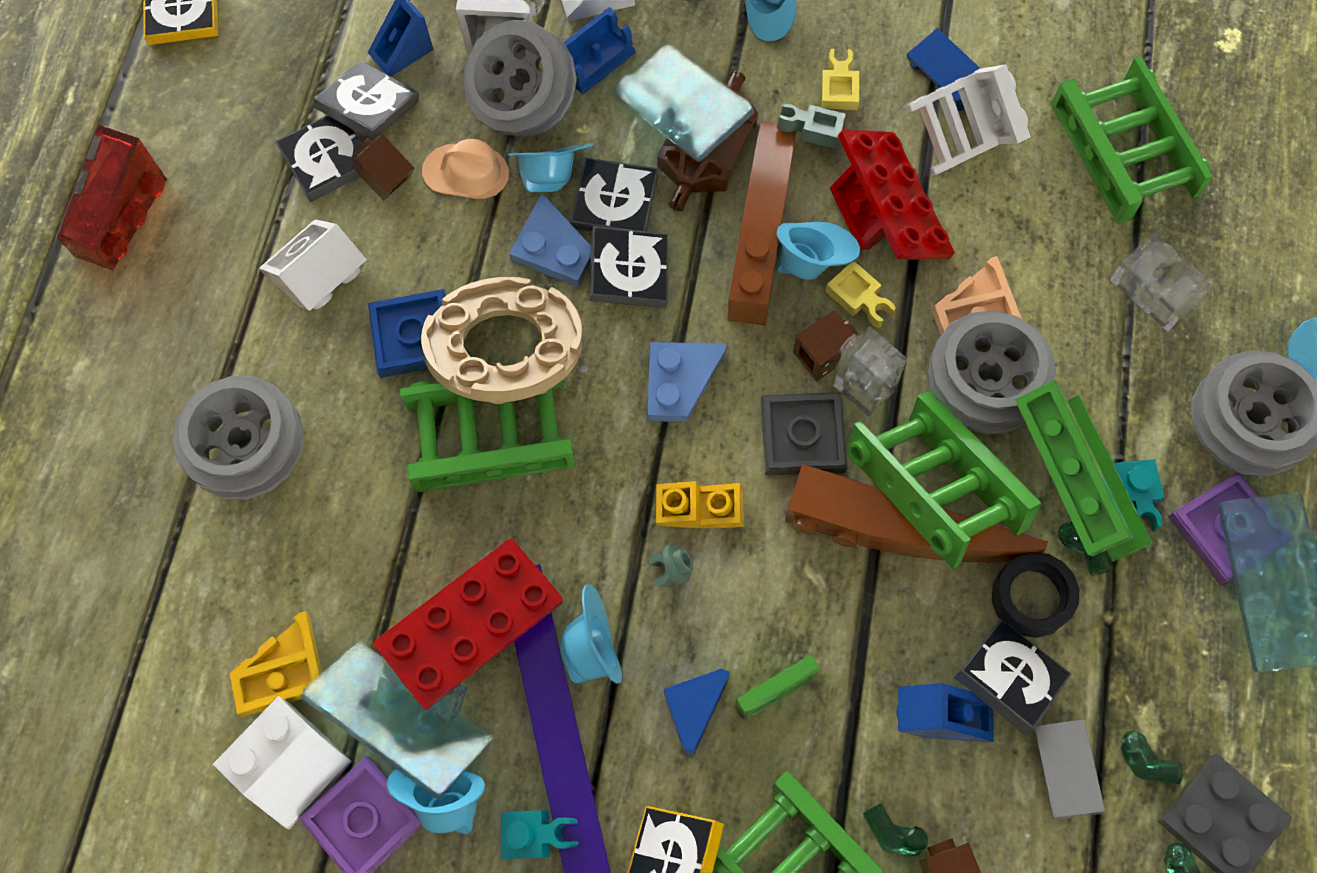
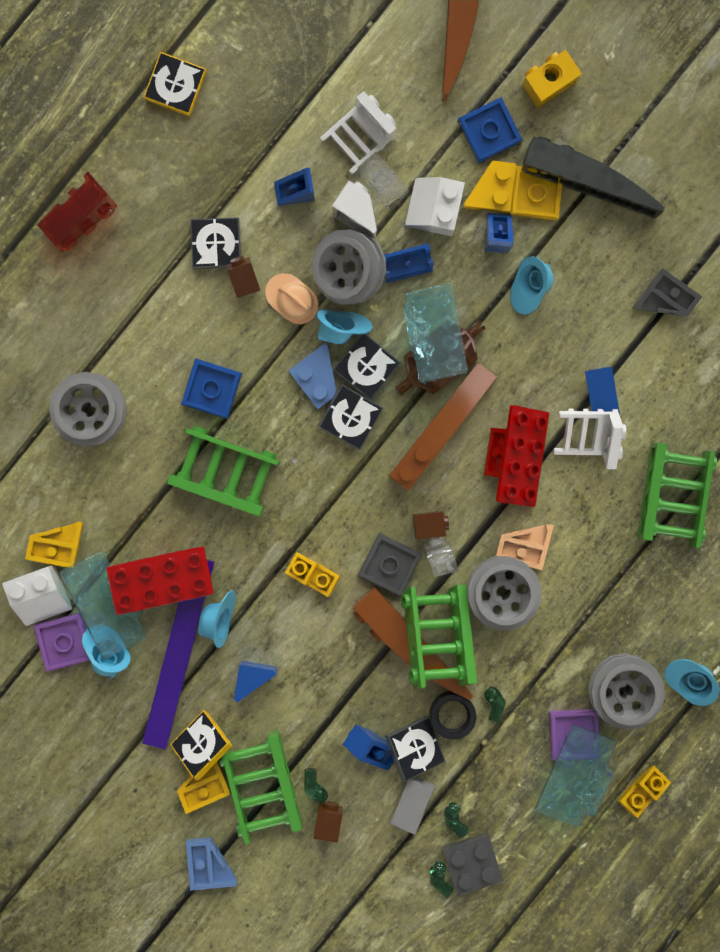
camera: 25 degrees right, 20 degrees up
(314, 264) = (175, 316): white slope -> none
(366, 100) = (256, 221): tile -> none
(501, 296) = (263, 395): tan plate -> none
(530, 834) = (141, 695): teal plate -> none
(677, 566) = (283, 600): sand green plate -> none
(679, 377) = (342, 497): medium blue wing -> none
(777, 687) = (297, 690): bright green tile -> none
(813, 247) = (458, 466): medium azure piece -> none
(817, 125) = (507, 386): sand green plate -> none
(840, 84) = (535, 366): light yellow plate -> none
(858, 290) = (466, 500): light yellow plate -> none
(1083, 472) = (512, 675): bright green fence -> none
(1143, 487) = (543, 688): teal plate -> none
(1161, 282) = (623, 580): clear brick -> none

